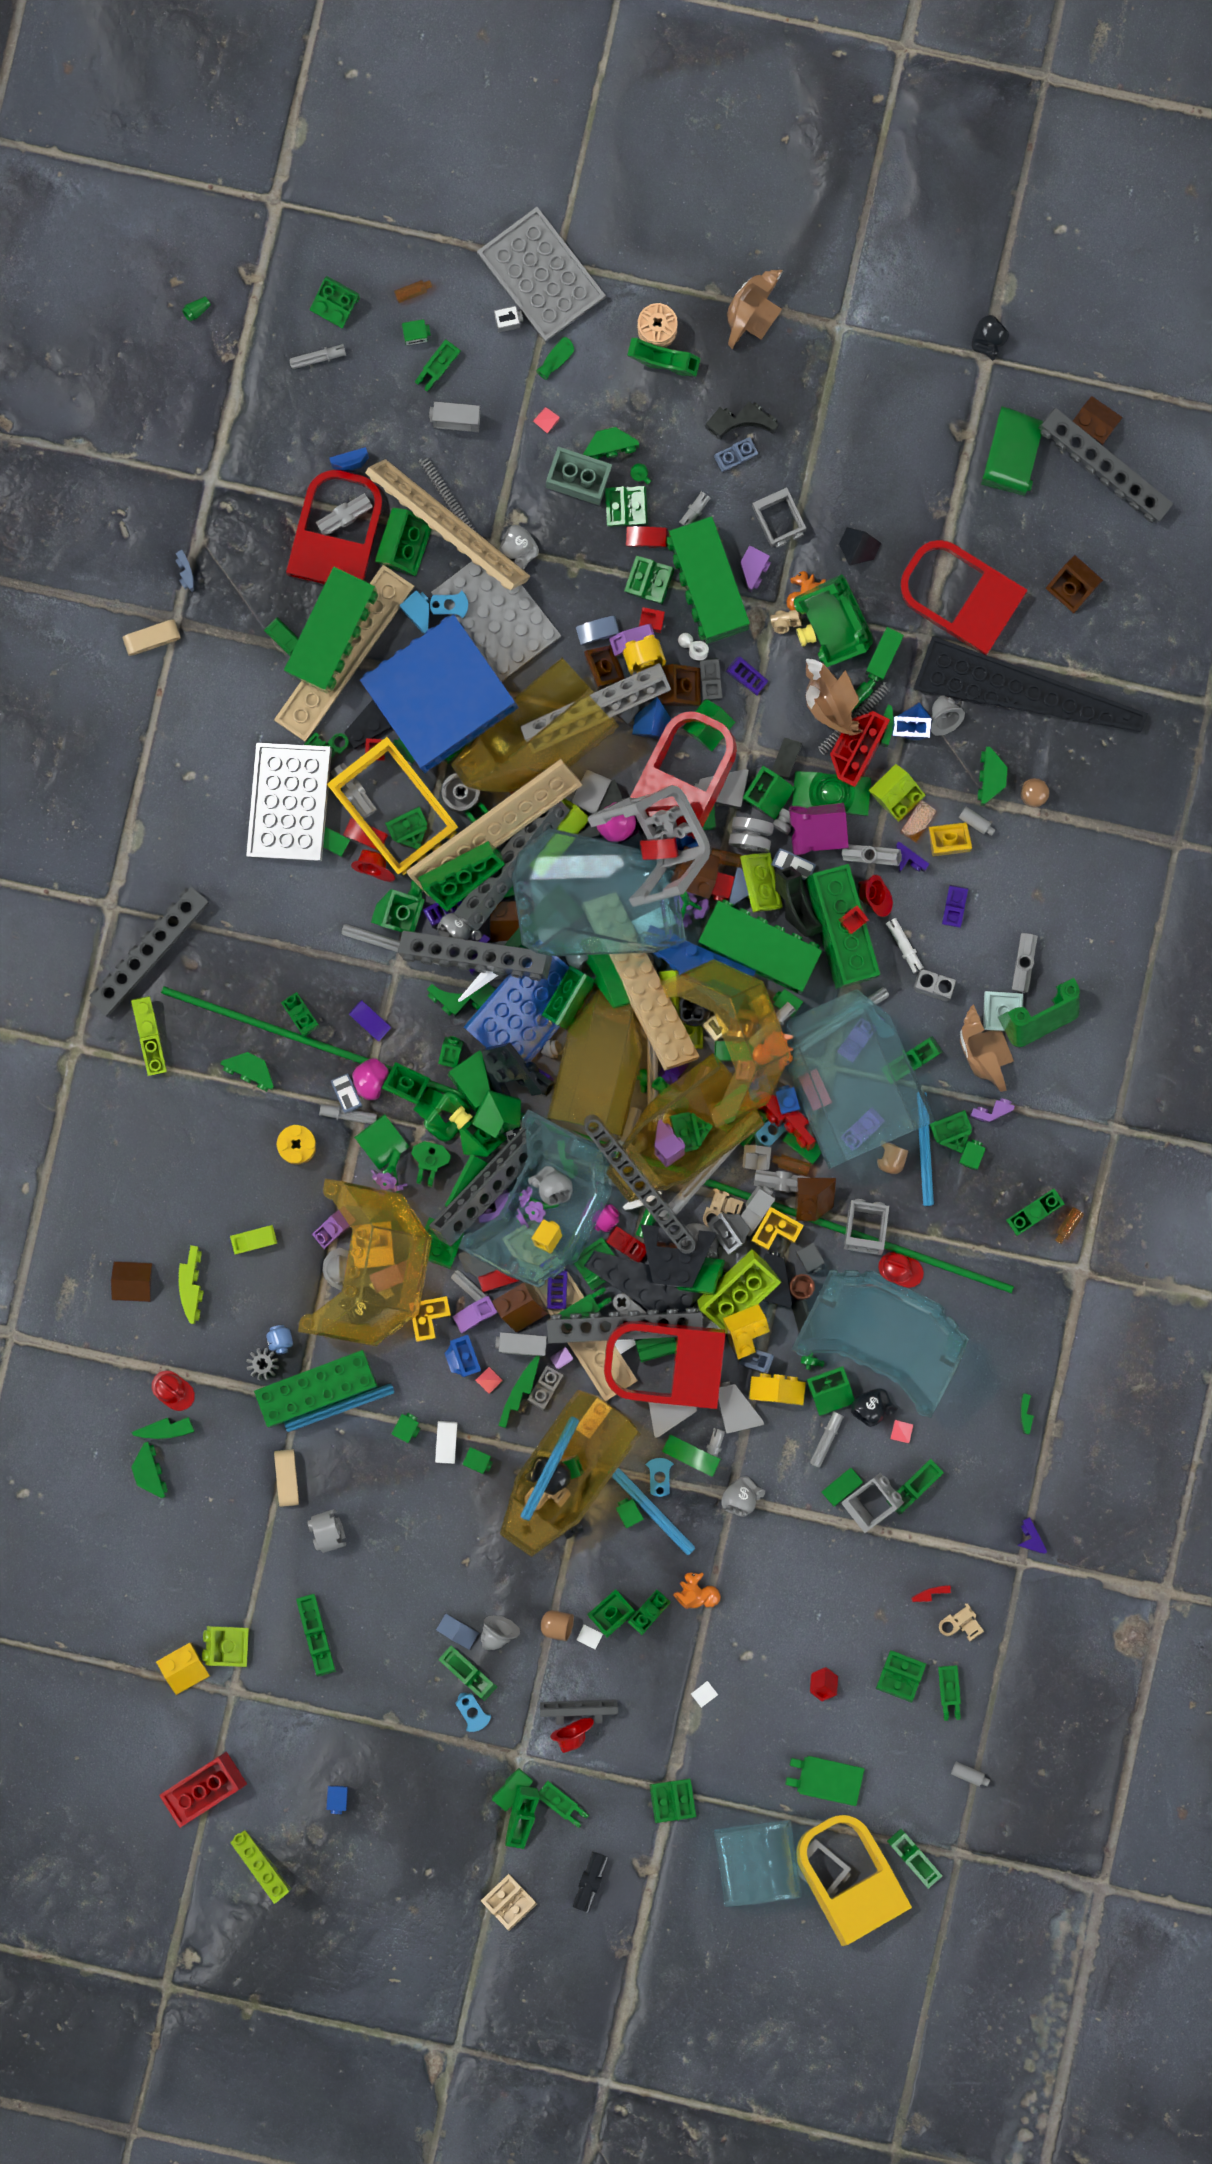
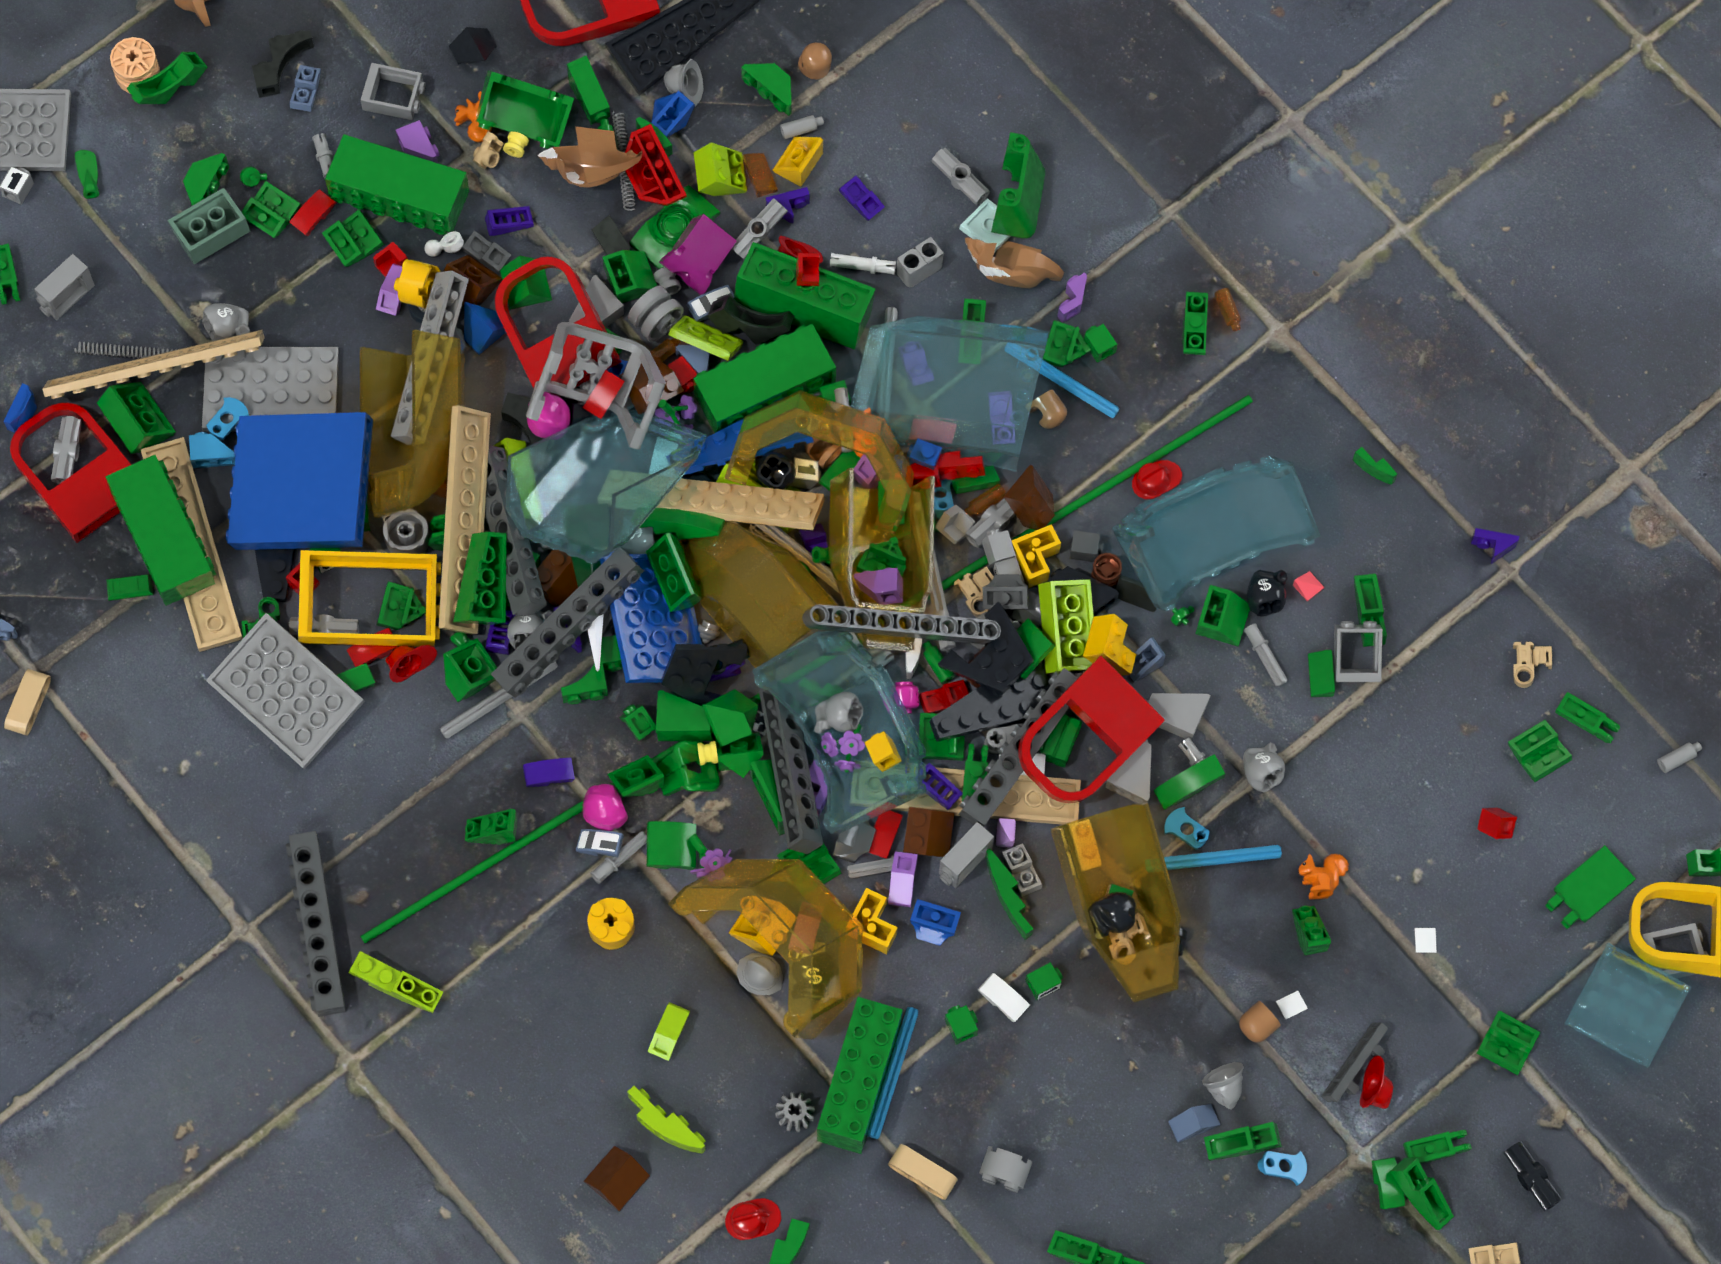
camera: 55 degrees left, 15 degrees down
(250, 1068) = (505, 913): green slope -> none
(279, 1339) = (784, 1077): medium blue head -> none
(331, 1229) = (717, 948): medium lavender slope -> none
(429, 1161) = (725, 813): green hinge -> none
(488, 1380) = (974, 916): coral slope -> none
(546, 420) = (135, 219): coral slope -> none
(549, 1468) = (1108, 904): dark azure axle -> none
(591, 792) = (504, 421): light grey piece -> none
(597, 629) = (359, 312): sand blue slope -> none
(603, 666) = (394, 332): reddish brown slope -> none
(611, 1613) = (1286, 965): green slope -> none
(629, 1512) = (1200, 879): green brick -> none
(777, 1389) = (1185, 661): yellow brick -> none
(863, 1245) = (1109, 490): light grey window -> none
(925, 1595) = (1481, 670): red slope -> none

